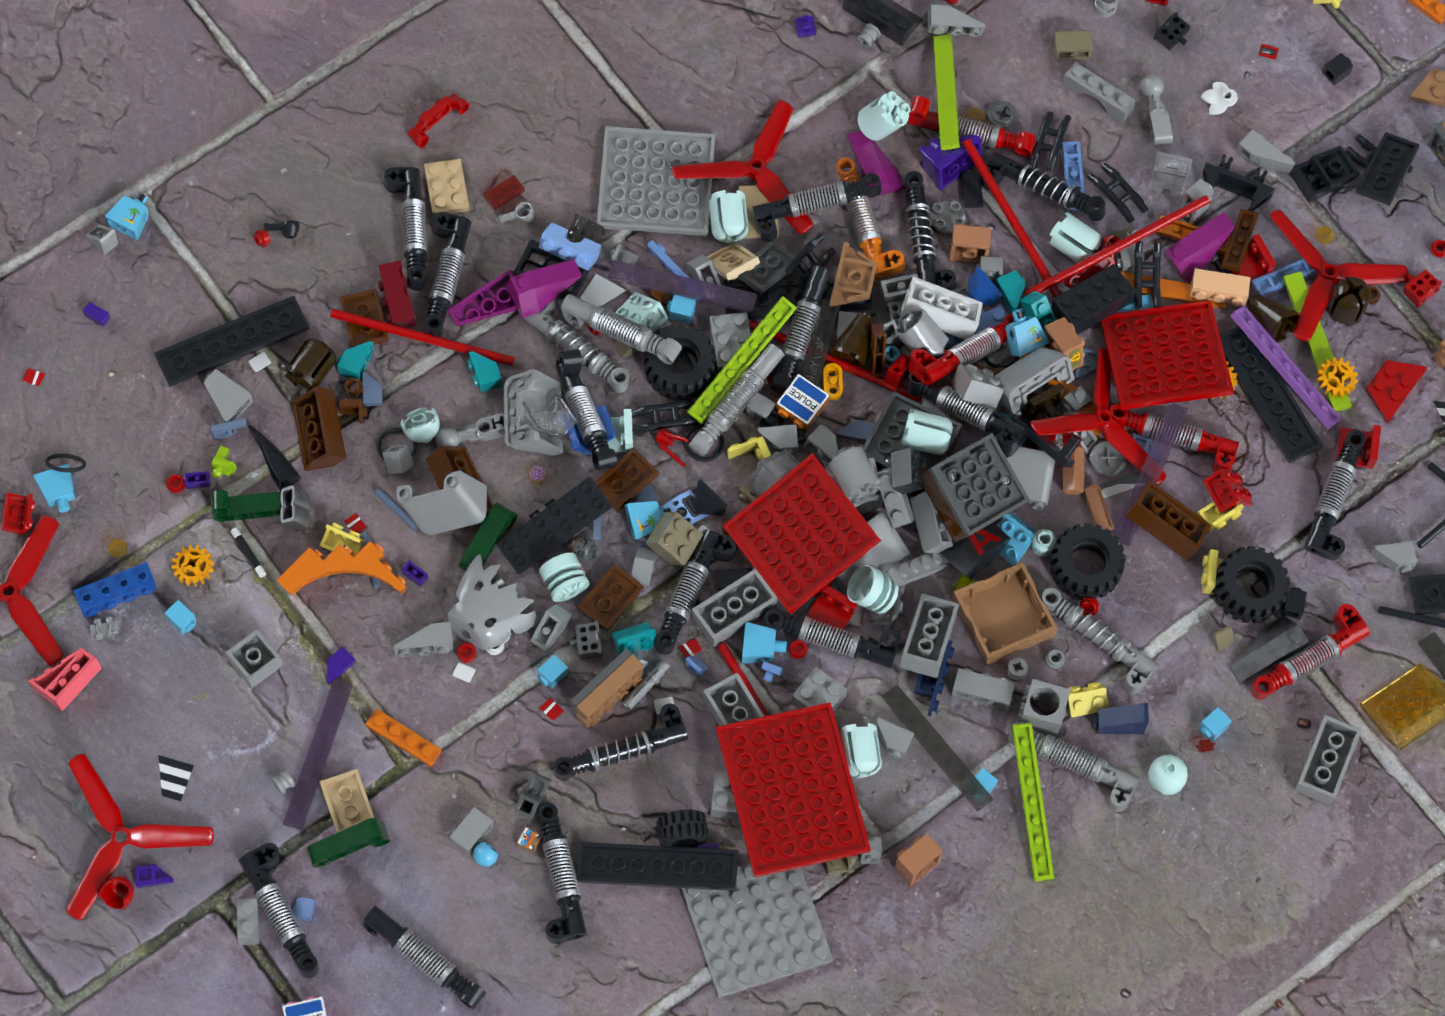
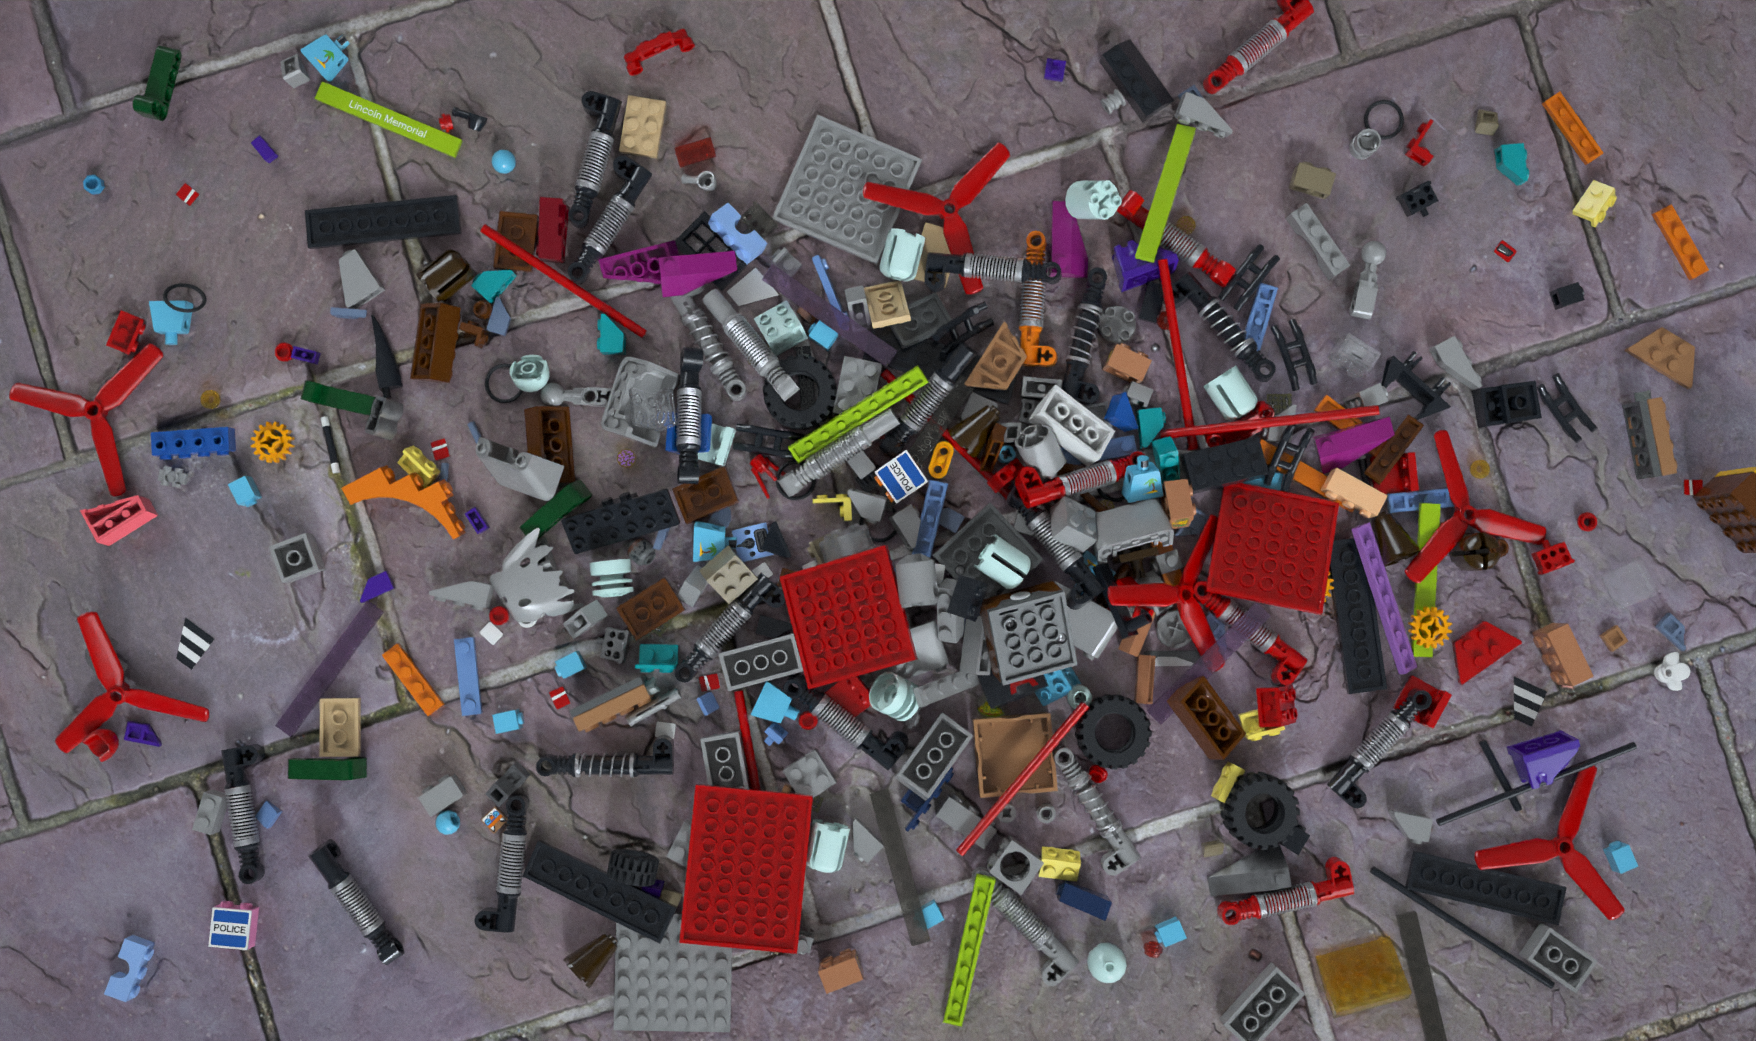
camera: 20 degrees right, 20 degrees up
(205, 253) = (388, 119): none -> lime tile
(221, 465) = (331, 344): lime piece -> none
(259, 362) = (404, 251): white sticker -> none
(283, 781) = (287, 686): light grey wheel -> none
(328, 254) = (503, 161): none -> medium azure piece
(398, 459) = (499, 399): light grey panel -> none
(456, 717) = (468, 676): none -> medium blue plate
(510, 742) = (508, 721): none -> medium azure brick
(672, 934) = (591, 958): none -> dark brown cone
(841, 422) = (930, 517): none -> medium blue plate
(986, 202) = (1160, 321): none -> clear red plate
(997, 109) = (1222, 232): flat silver gear -> none
(1019, 627) = (1022, 778): none -> red piece
(1217, 98) = (1432, 285): white plate -> none
(1387, 168) = (1572, 423): black plate -> none

